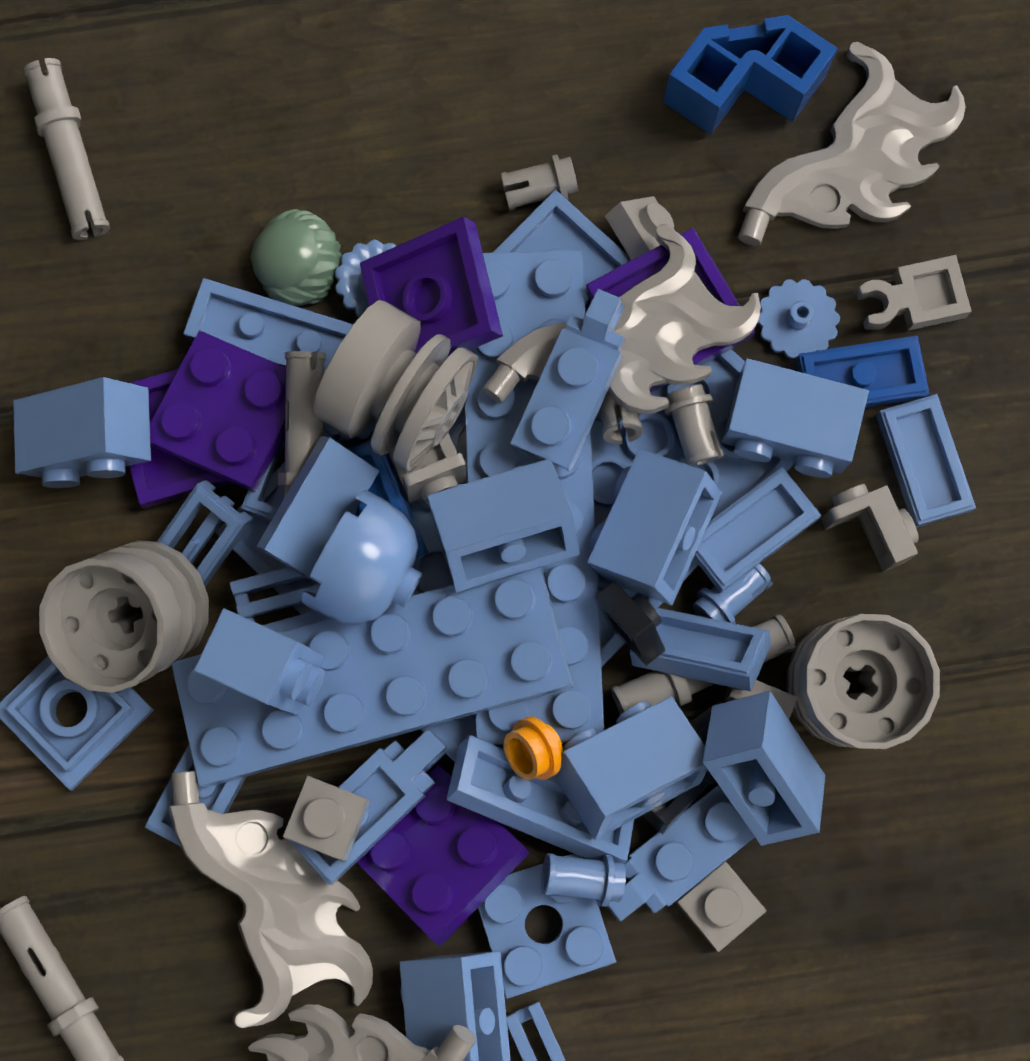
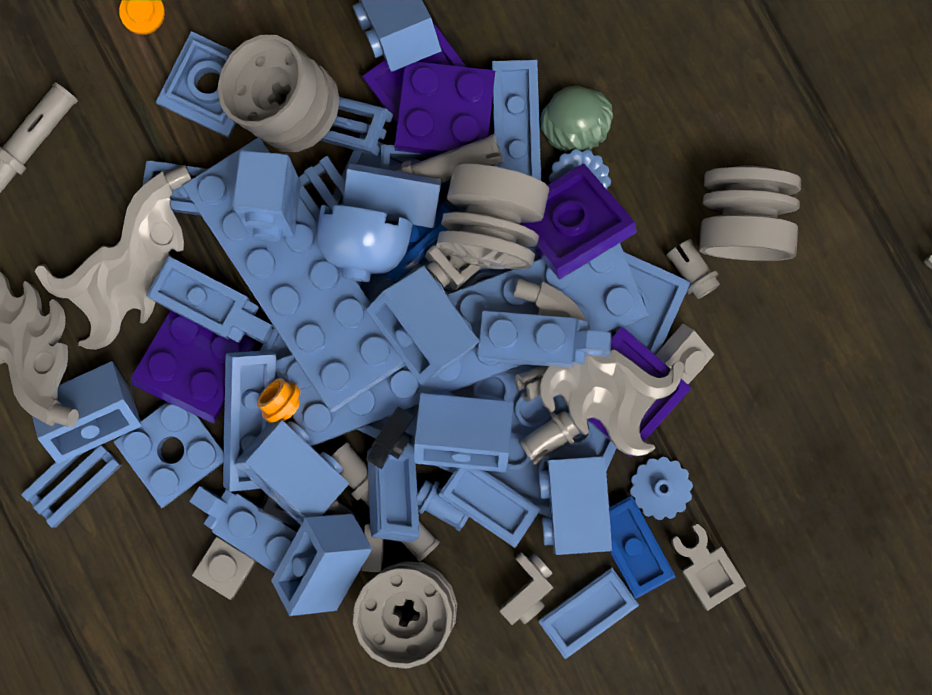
camera: 75 degrees right, 5 degrees up
(326, 818) = (187, 278): light grey plate -> none
(489, 81) = (750, 209): none -> light grey wheel
(584, 878) = (206, 465): medium blue pin -> none
(771, 61) = (844, 403): blue brick -> none
(869, 157) = (798, 500): light grey piece -> none

